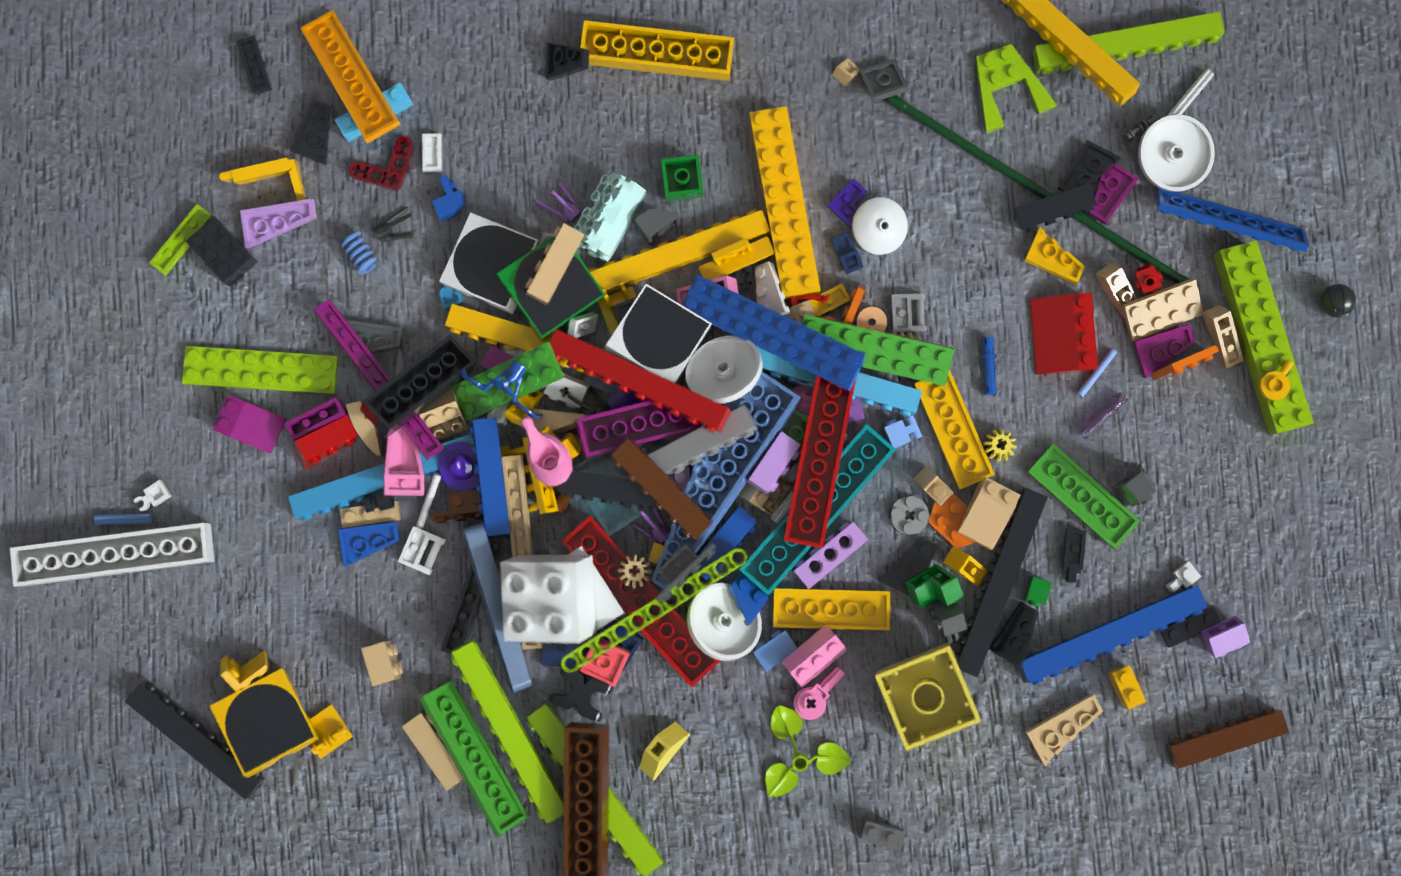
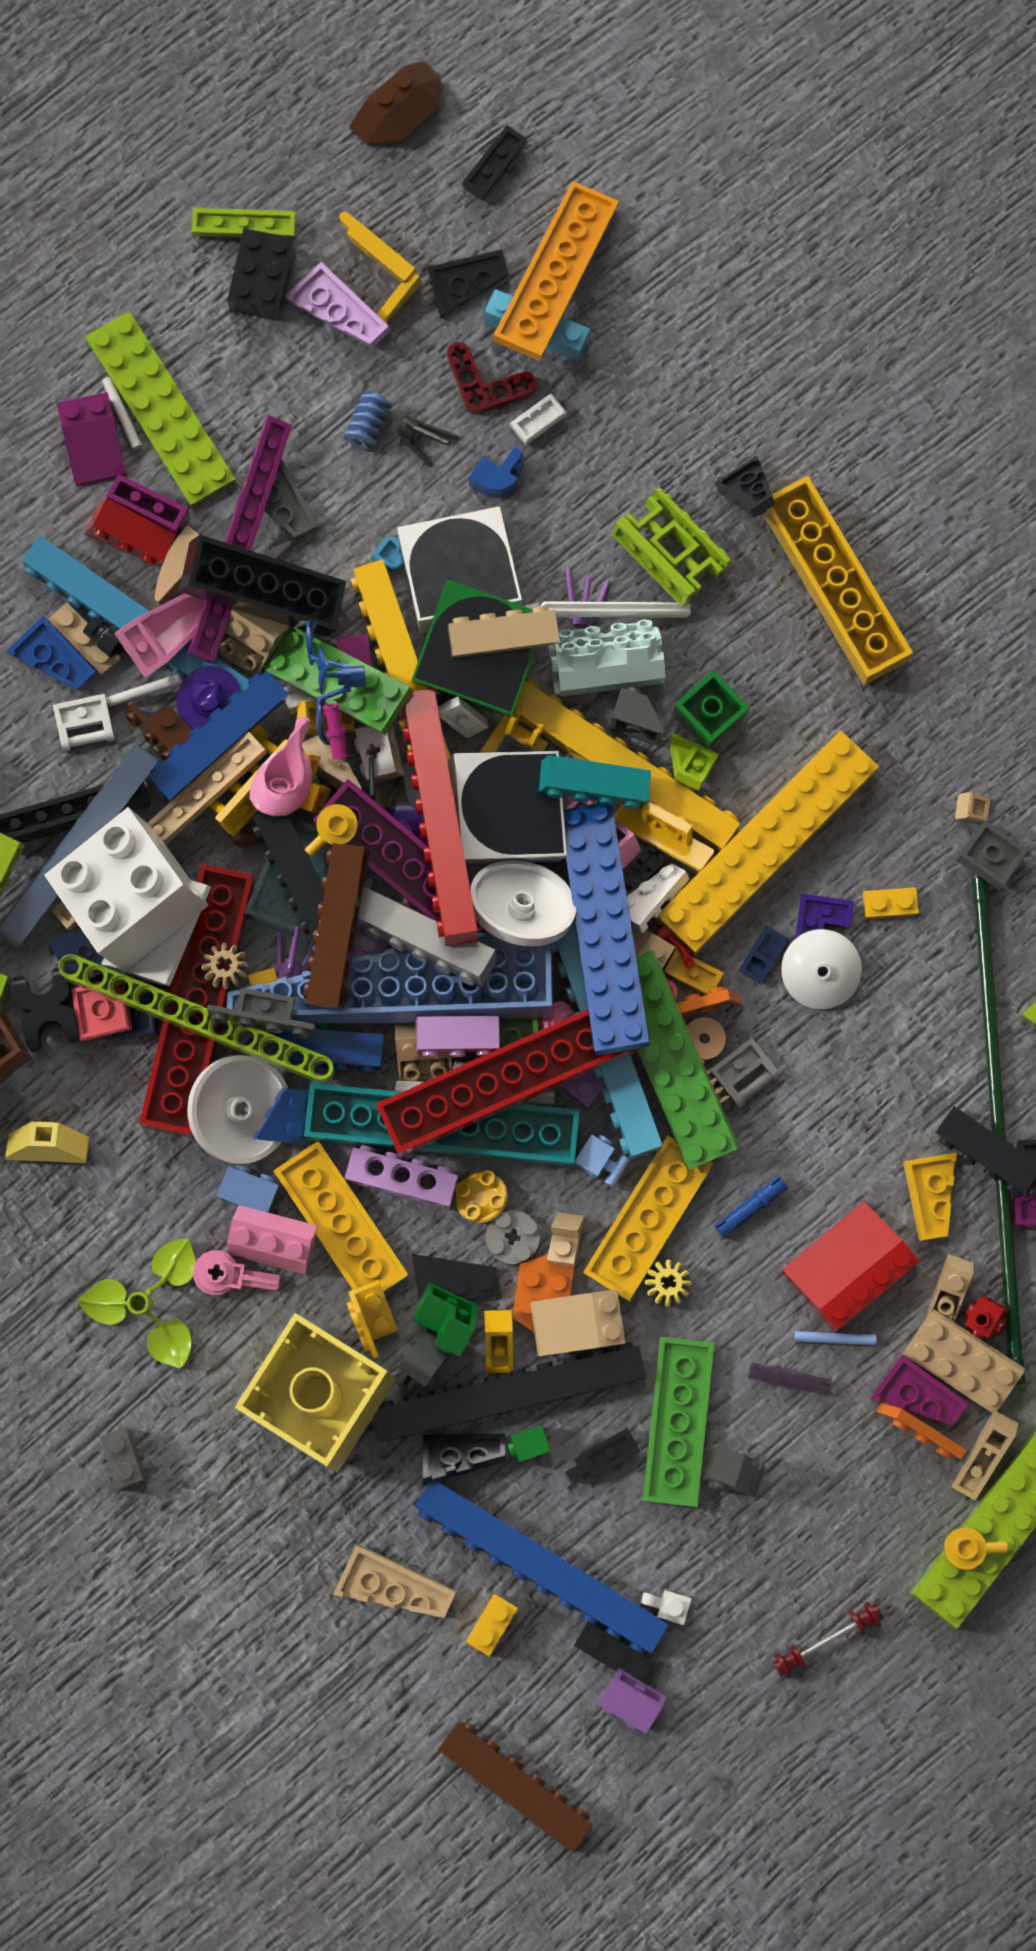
camera: 50 degrees right, 5 degrees down
(177, 96) = (399, 106): none -> reddish brown wedge
(246, 395) = (122, 413): none -> white bar
(539, 405) = (335, 731): none -> dark pink pin
(567, 144) = (657, 560): none -> lime fence
(583, 188) = (619, 609): none -> white axle
(600, 446) = (333, 825): none -> yellow piece
(680, 275) = (594, 781): none -> teal brick
(704, 212) = (690, 761): none -> lime wing
(868, 159) = (890, 903): none -> yellow plate
(873, 516) = (481, 1197): none -> yellow dish
(899, 630) = (371, 1315): none -> yellow bracket
(1264, 527) = (869, 1616): none -> dark red axle

